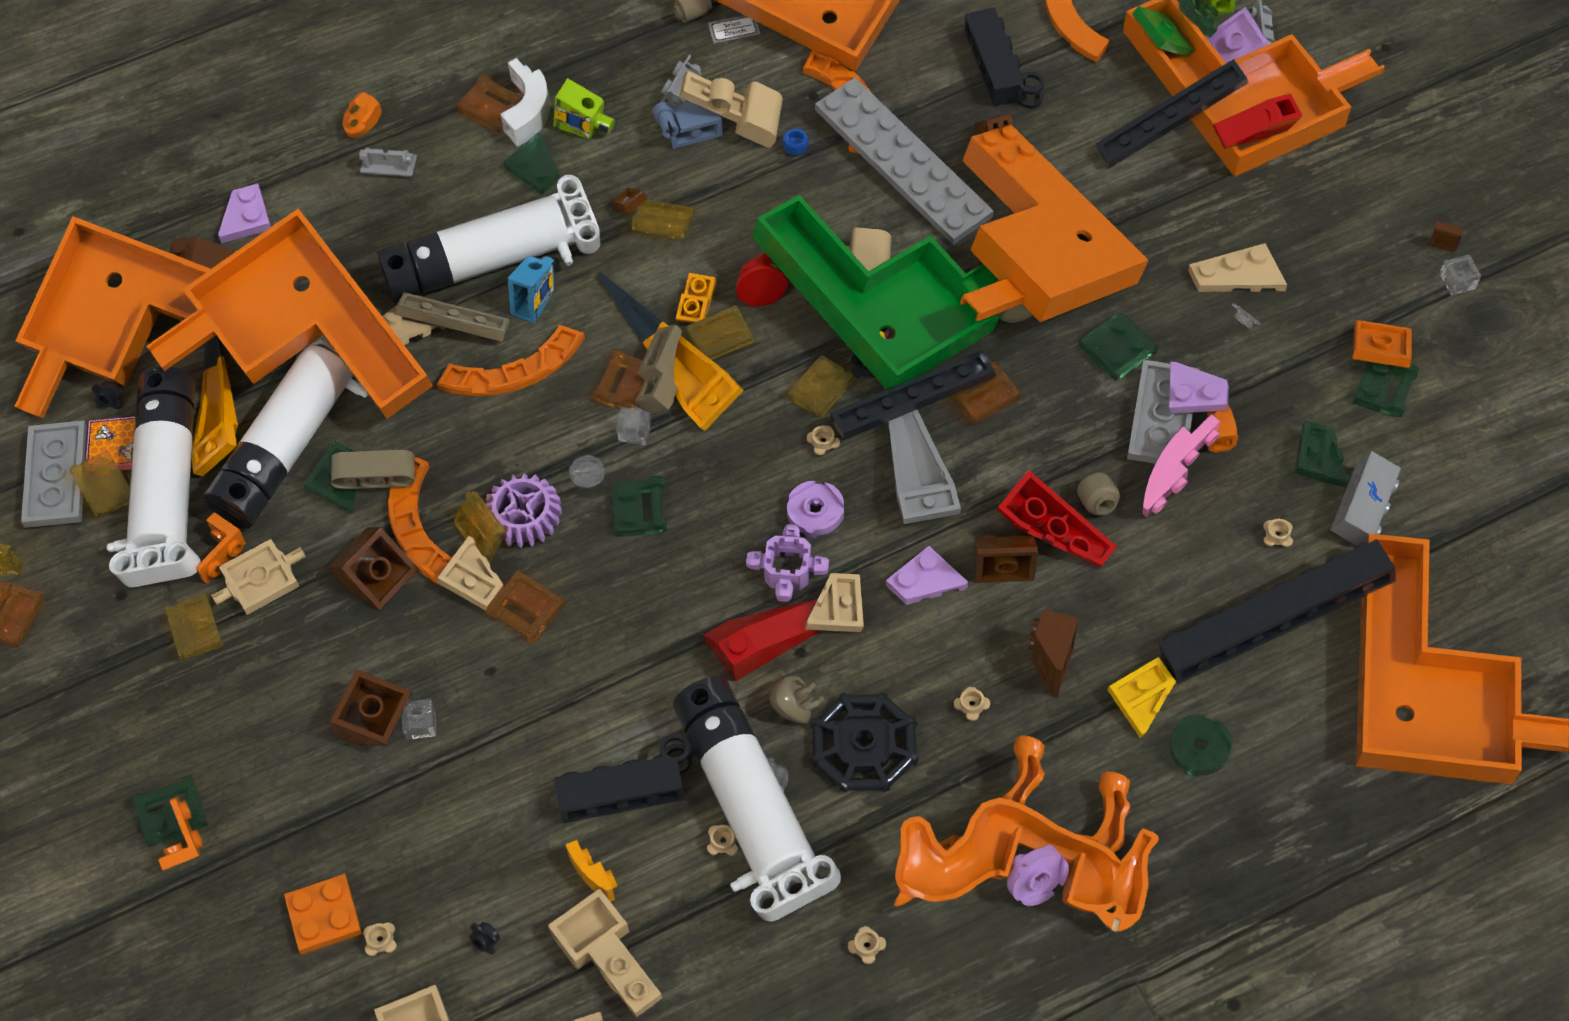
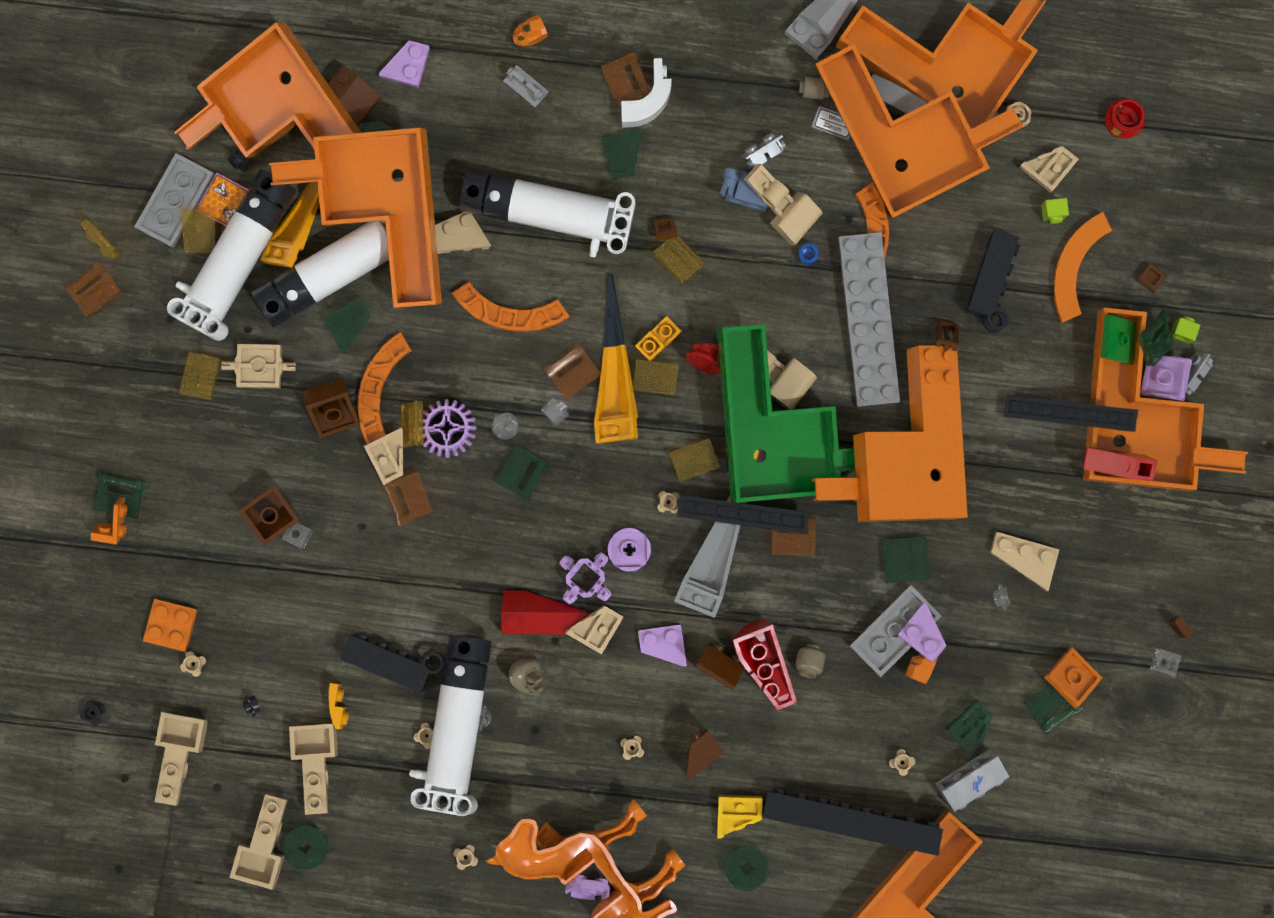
camera: 25 degrees right, 25 degrees up
(229, 546) = (253, 319): orange bracket -> none
(373, 469) = (370, 338): dark tan beam -> none
(452, 316) = (490, 250): dark tan tile -> none
(531, 287) = (556, 260): dark azure torso -> none
(580, 111) = (676, 126): lime torso -> none
(658, 371) = (596, 380): dark tan slope -> none
(864, 757) = (538, 731): black plate -> none
(1169, 471) = (863, 679): bright pink slope -> none

